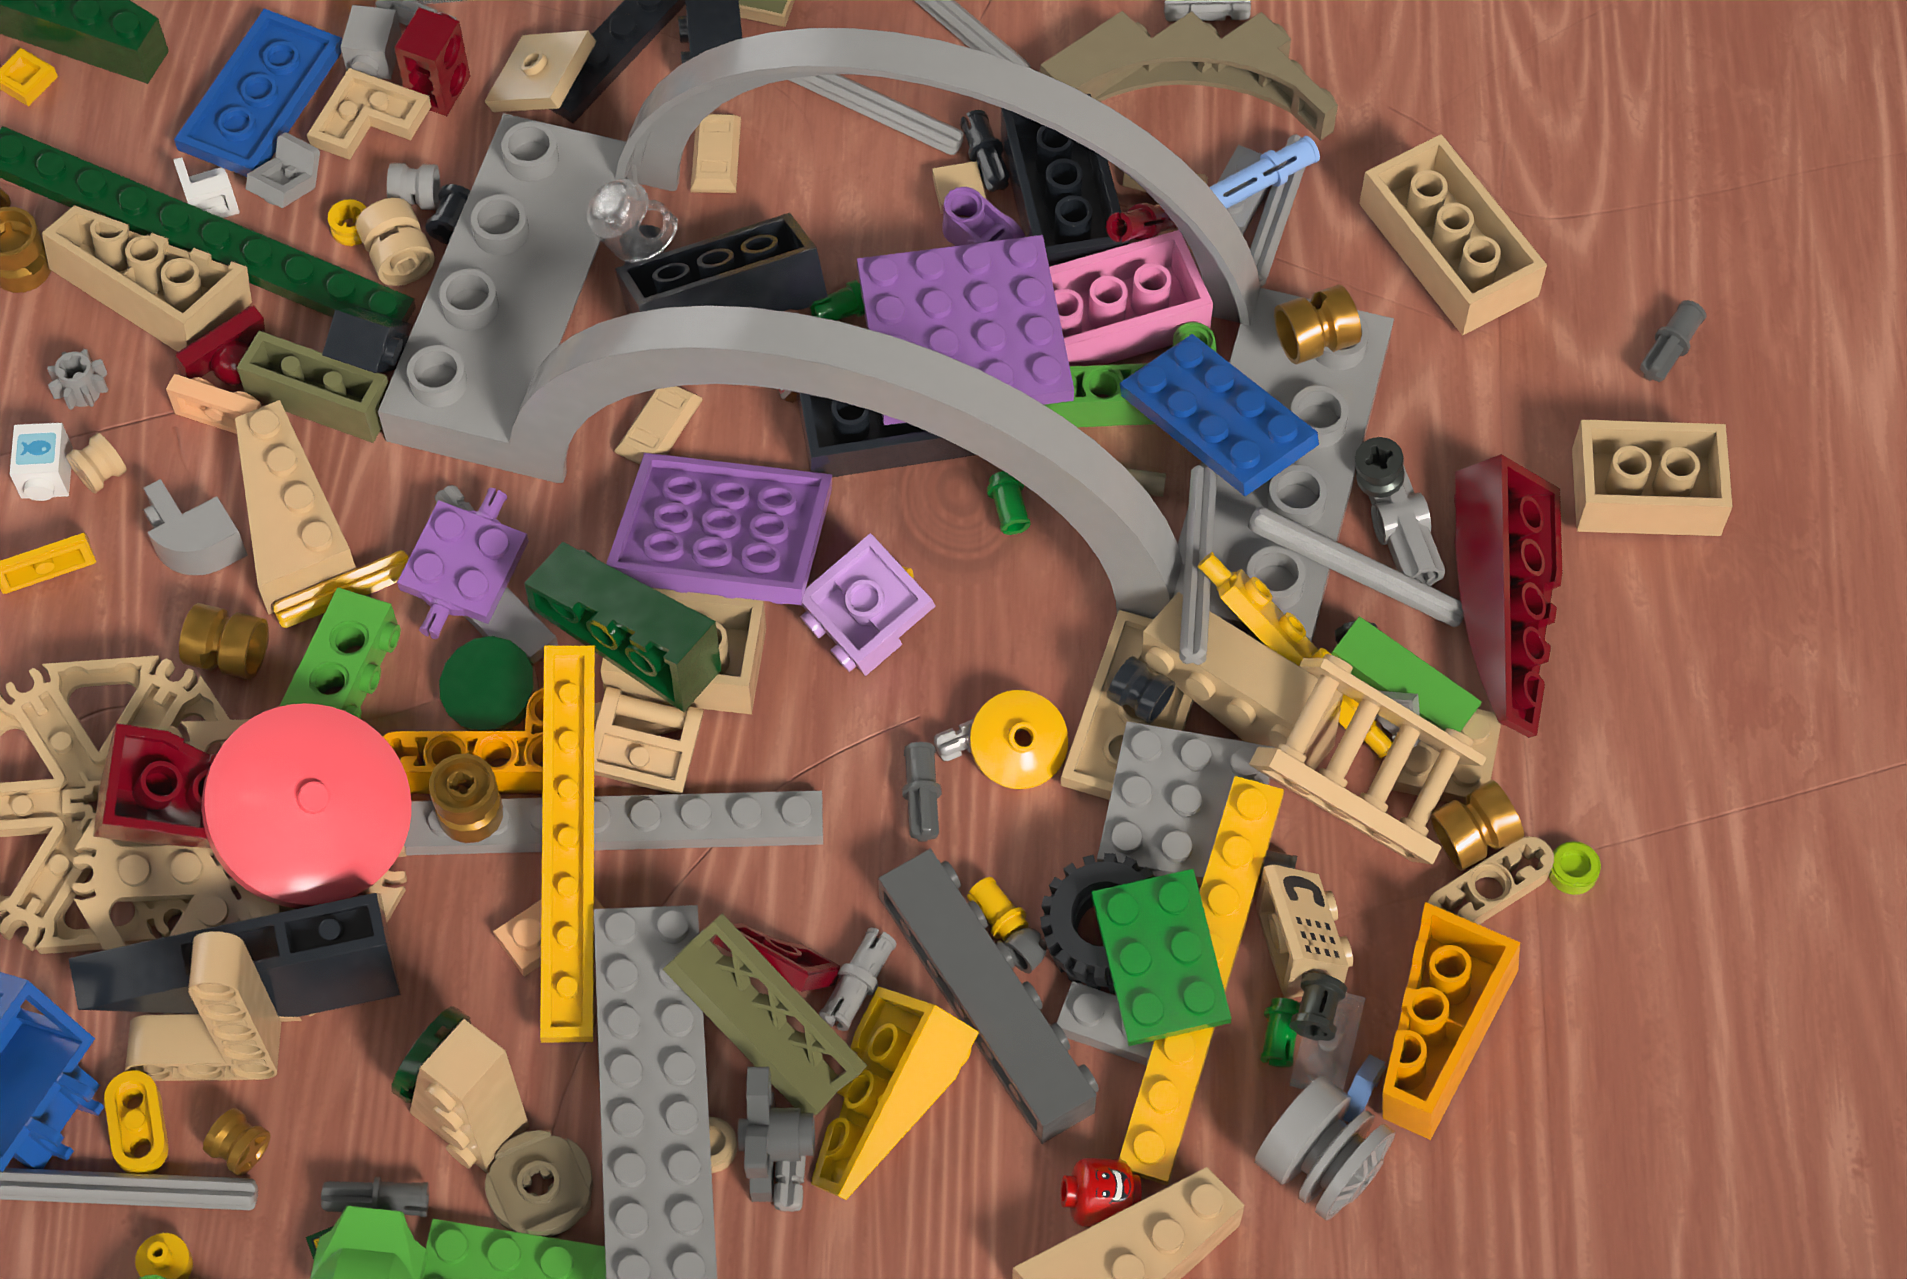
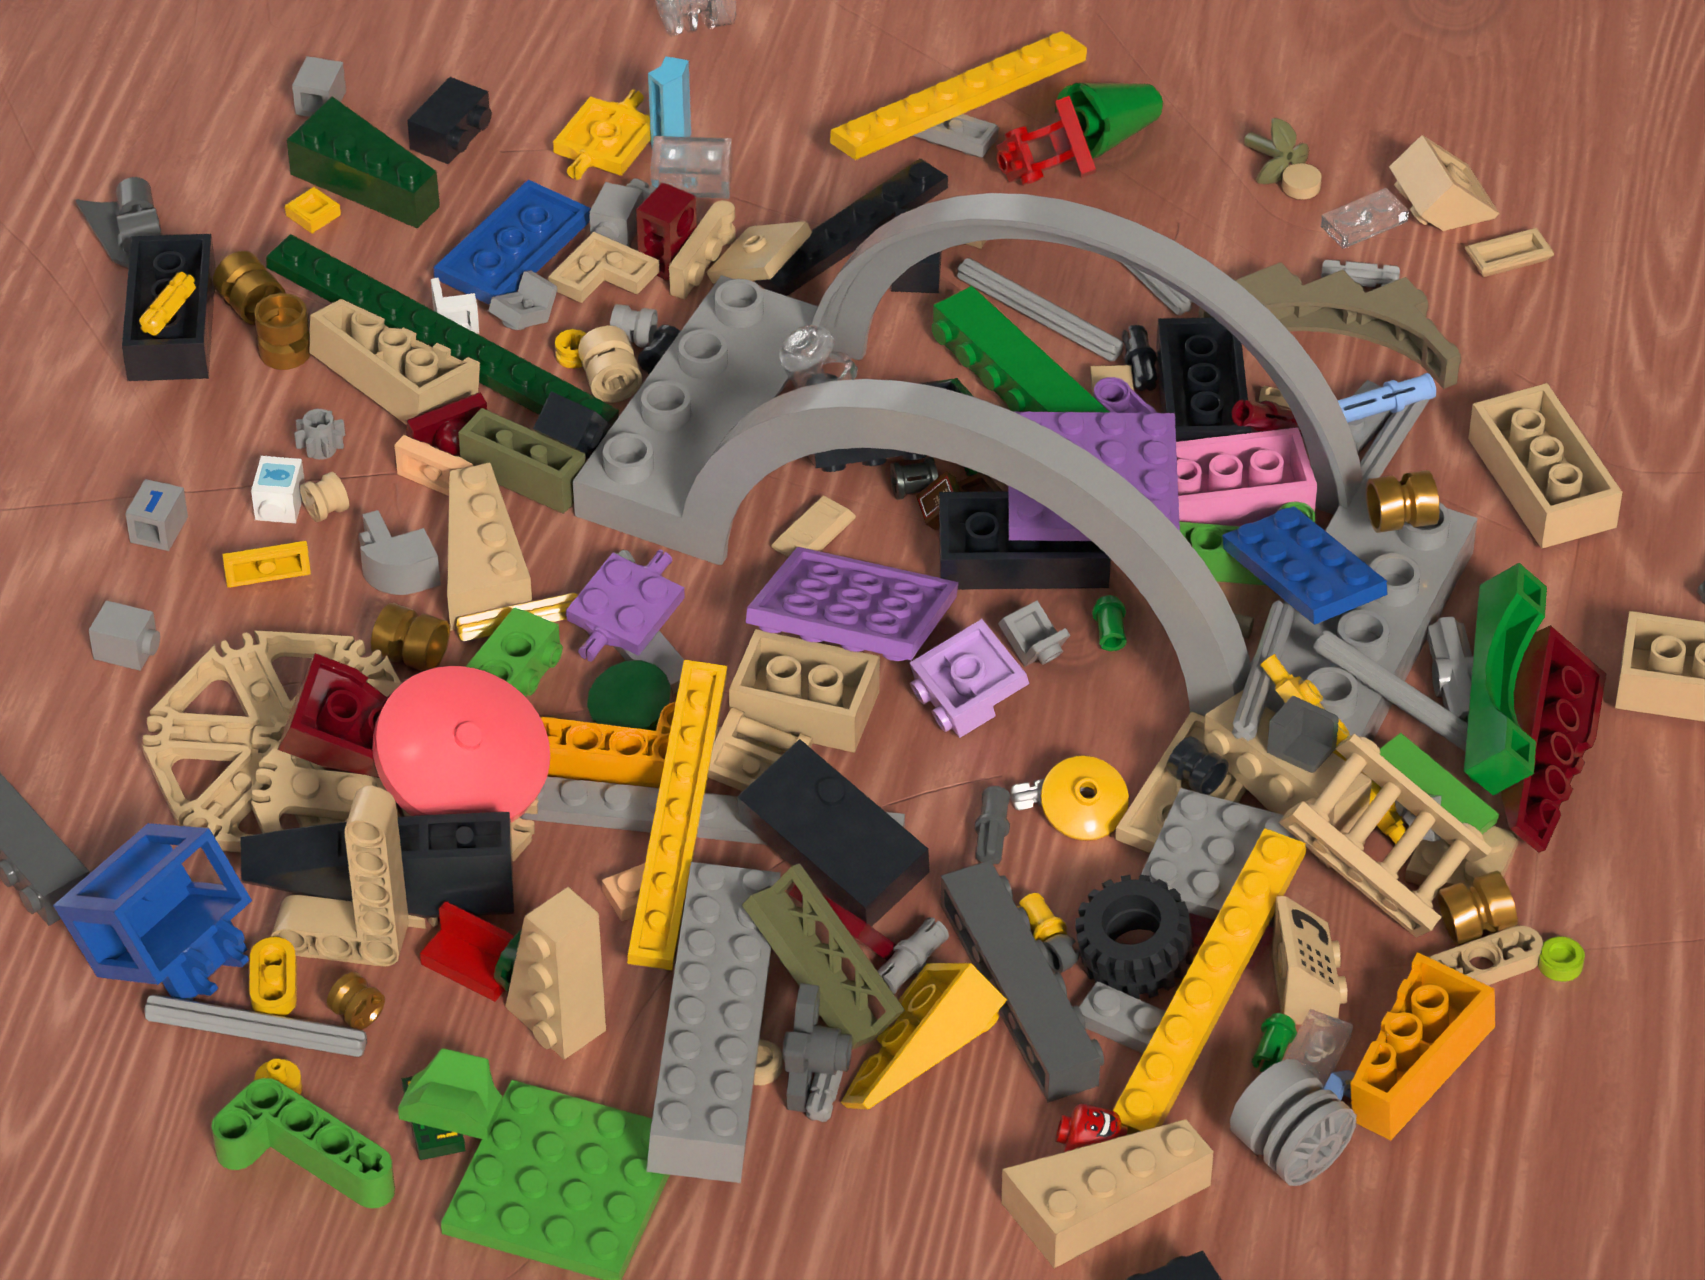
camera: 10 degrees right, 15 degrees down
(356, 1054) = (466, 950): none -> red panel
(405, 1197) = (498, 1060): dark grey axle -> none
(466, 798) = (596, 768): pearl gold wheel -> none
(475, 73) = (702, 248): none -> tan plate
(551, 1157) = (607, 1044): dark tan plate -> none
(628, 623) = (763, 651): dark green wedge -> none
(716, 154) = (902, 335): tan tile -> none
(748, 841) = (834, 832): none -> black brick
(847, 180) = (1006, 357): none -> green brick
(927, 532) = (1033, 634): none -> light grey bracket
(1161, 957) = (1174, 955): green plate -> none
(1260, 652) = (1302, 734): none -> dark grey panel
(1318, 1006) = (1307, 1018): pearl dark grey bush -> none
(1374, 478) = (1441, 626): pearl dark grey wheel -> none
(1451, 445) = (1507, 618): none -> green arch

